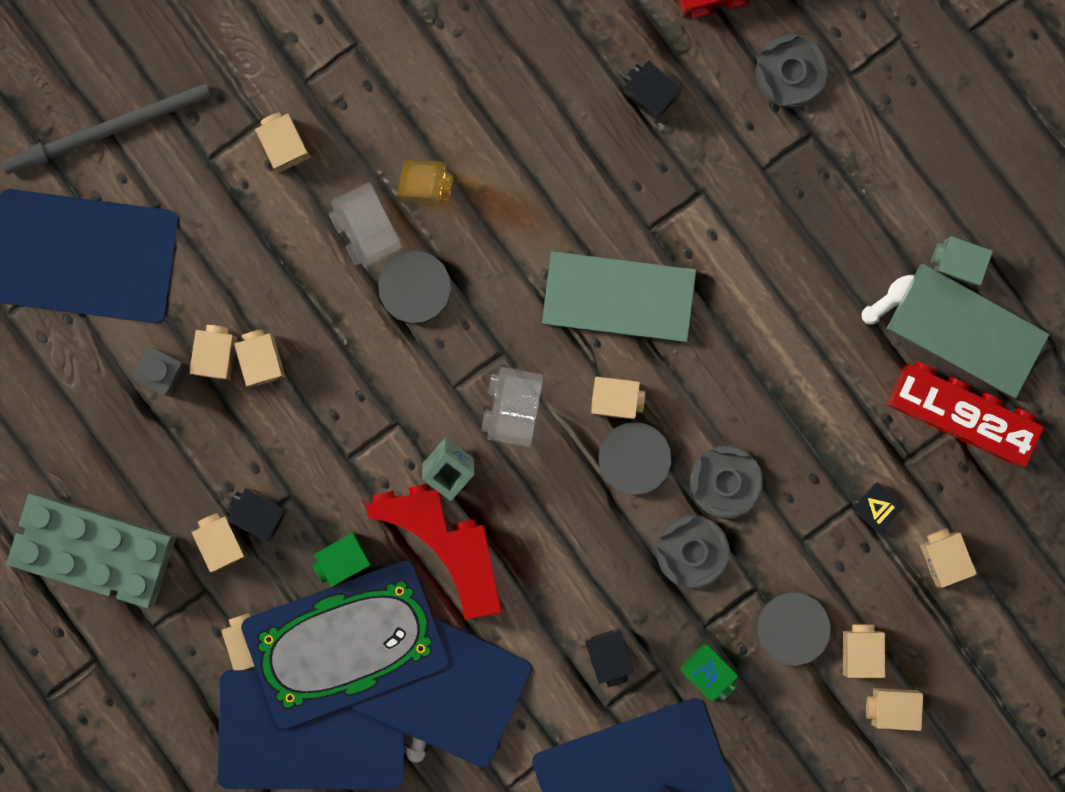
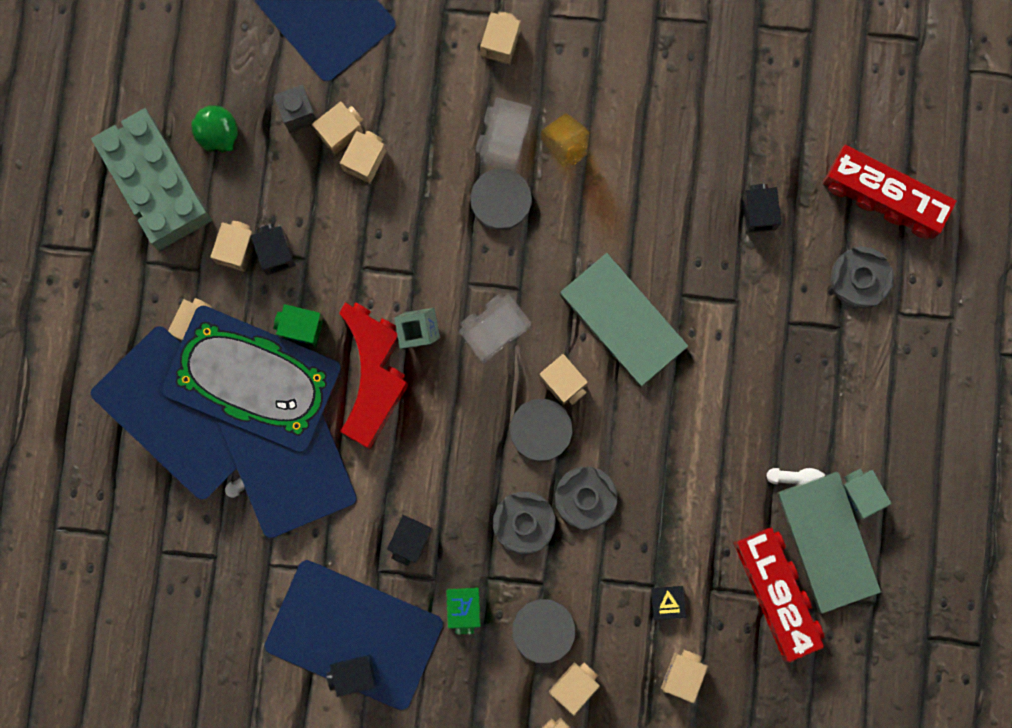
camera: 40 degrees right, 5 degrees down
(104, 454) = (214, 129): none -> green hair

